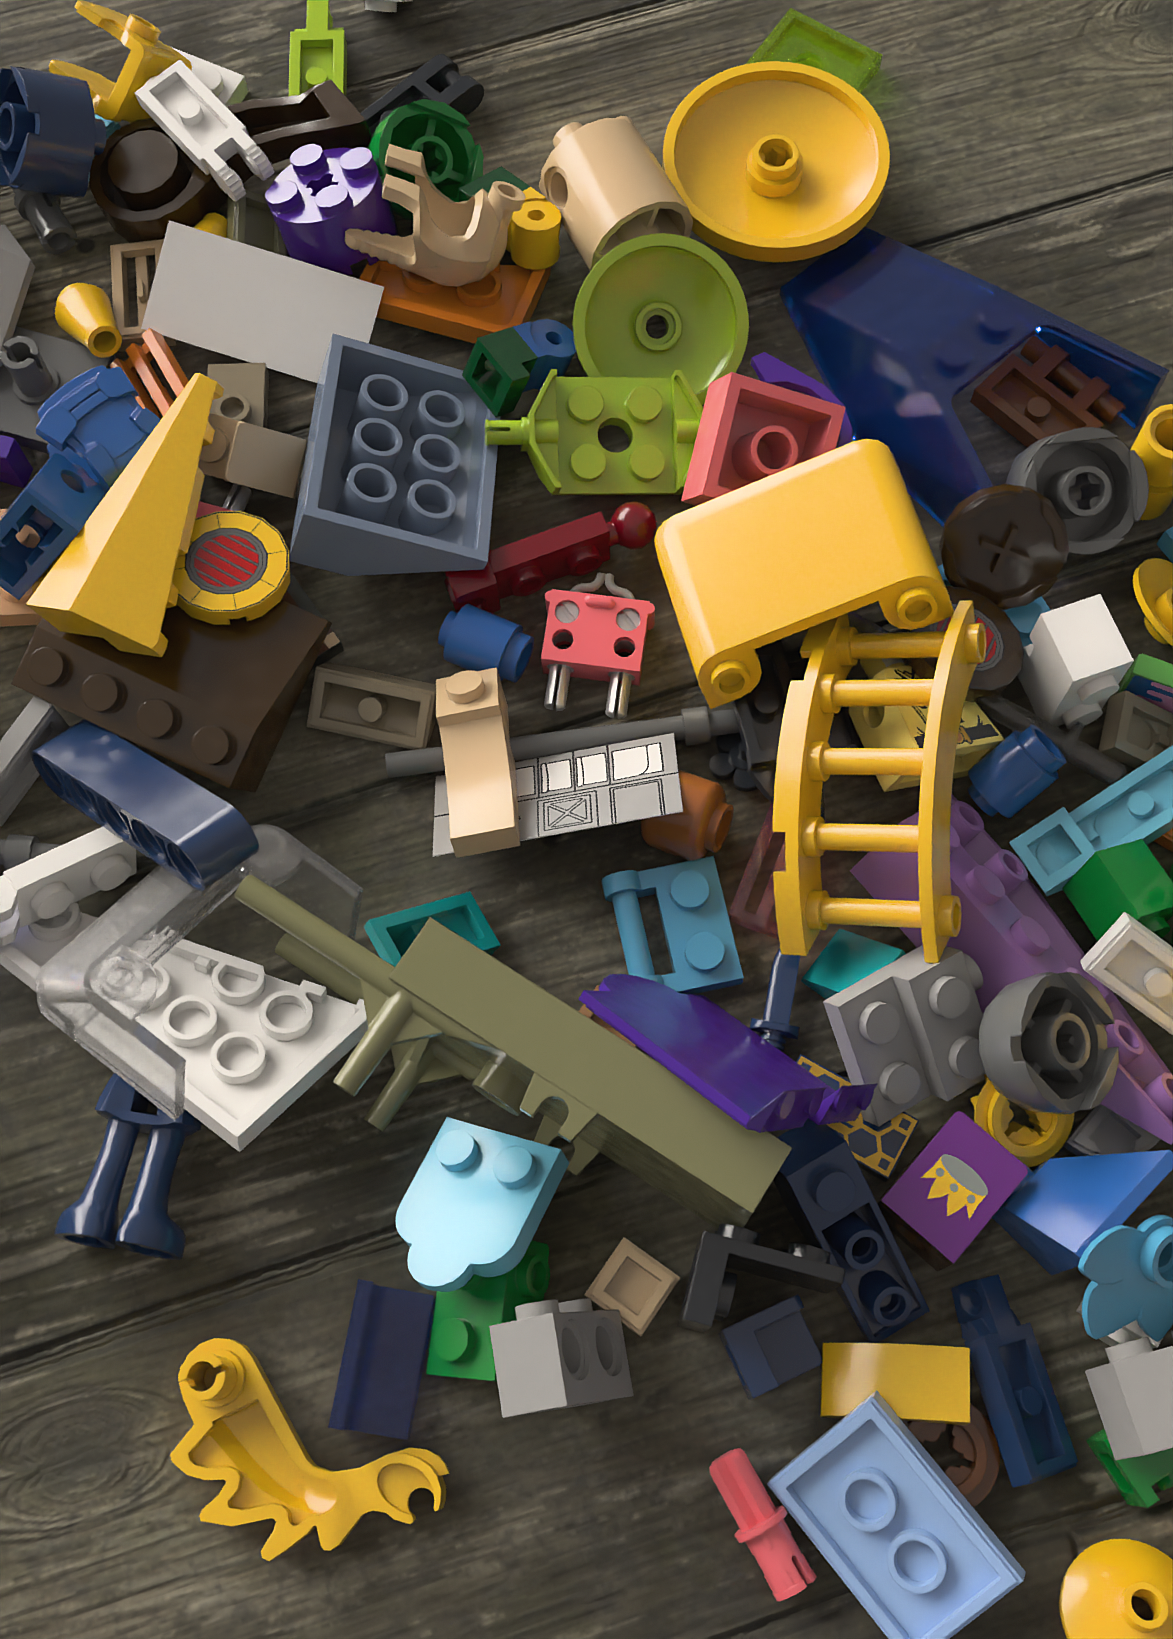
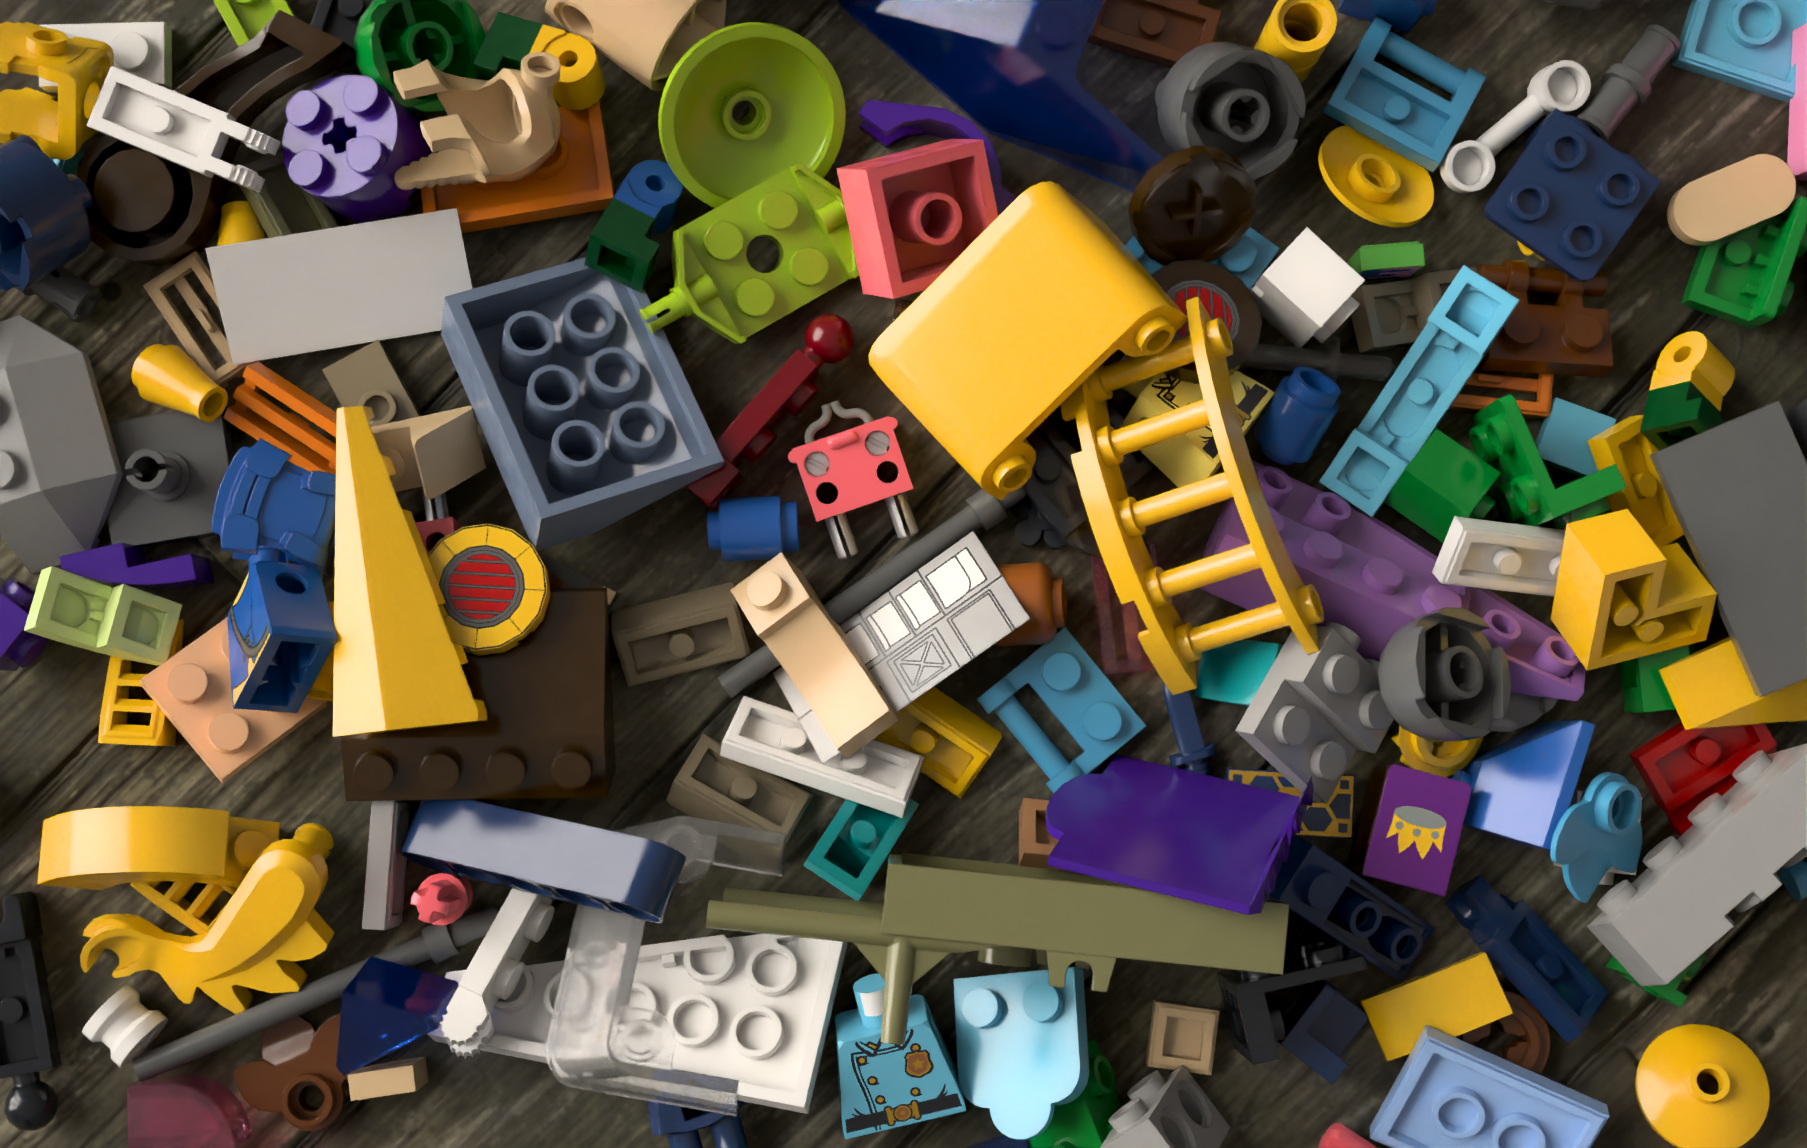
camera: 30 degrees left, 15 degrees up
(40, 807) = (443, 898): none -> coral axle
(345, 842) = (736, 793): none -> dark tan slope
(345, 1159) = (887, 1082): none -> medium azure torso
(461, 885) = (777, 744): none -> white tile
(546, 895) = (947, 736): none -> yellow slope

